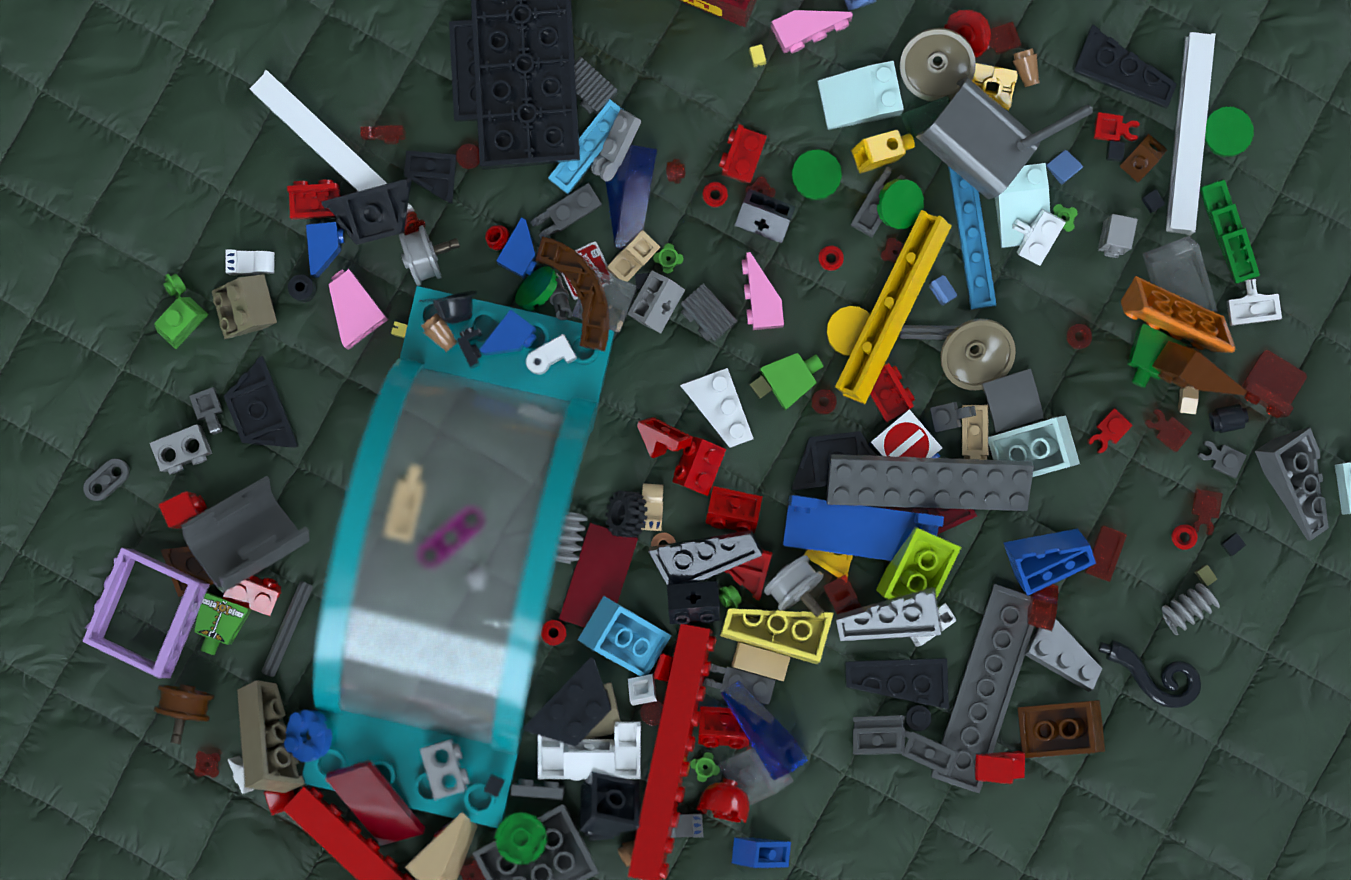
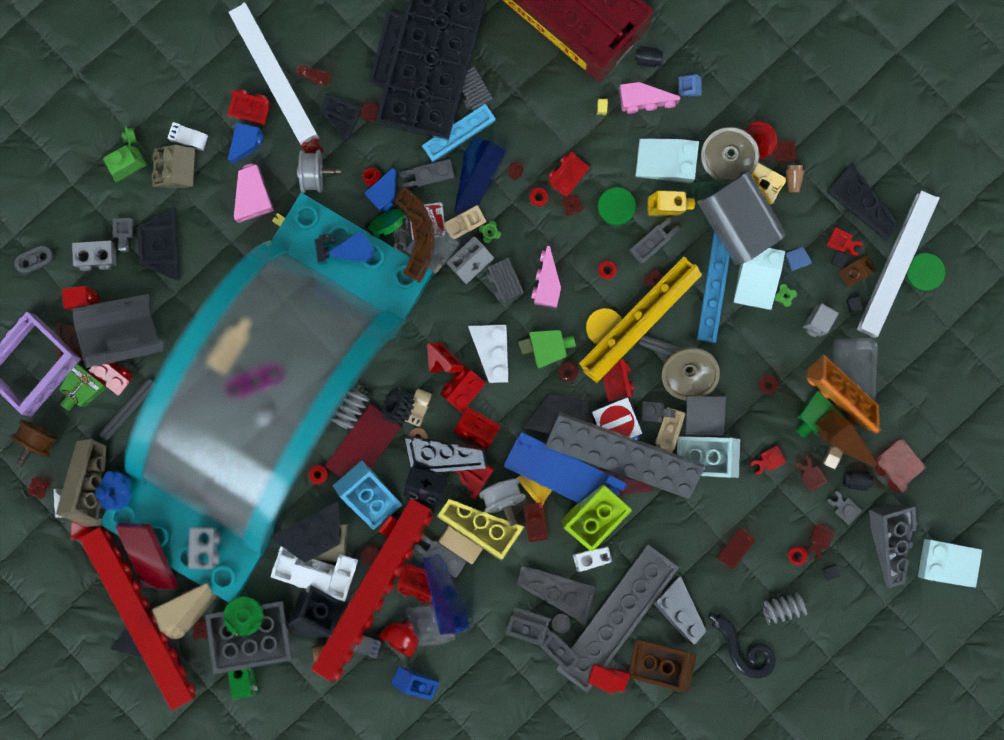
camera: 20 degrees right, 0 degrees up
(309, 291) = (220, 173): black brick -> none
(372, 211) = (287, 128): black wing -> none
(439, 332) = (305, 230): medium nougat cone -> none
(454, 307) = (321, 216): black piece -> none
(494, 785) = (236, 571): black piece -> none
(548, 354) = (378, 272): white leg -> none
(549, 789) = (275, 587): dark grey plate -> none
(616, 145) = (478, 138): light grey hinge -> none
(642, 689) = (367, 537): white plate -> none
(703, 774) = (399, 604): bright green plate -> none
(729, 597) = (453, 491): bright green plate -> none
(765, 216) = (569, 223): brick -> none
(899, 617) = (570, 546): wing -> none
(900, 203) = (670, 246): green tile -> none
(942, 290) = (680, 319): medium blue slope -> none
(1038, 236) = (763, 302): white plate -> none
(1043, 608) = (678, 571): clear red slope -> none
(1048, 558) = (693, 539): blue wedge -> none
(1054, 127) = (800, 228): dark grey bar -> none
(1205, 575) = (804, 589): olive piece -> none
(1229, 231) = (902, 344): green slope -> none
(1253, 307) = (902, 405): white plate -> none

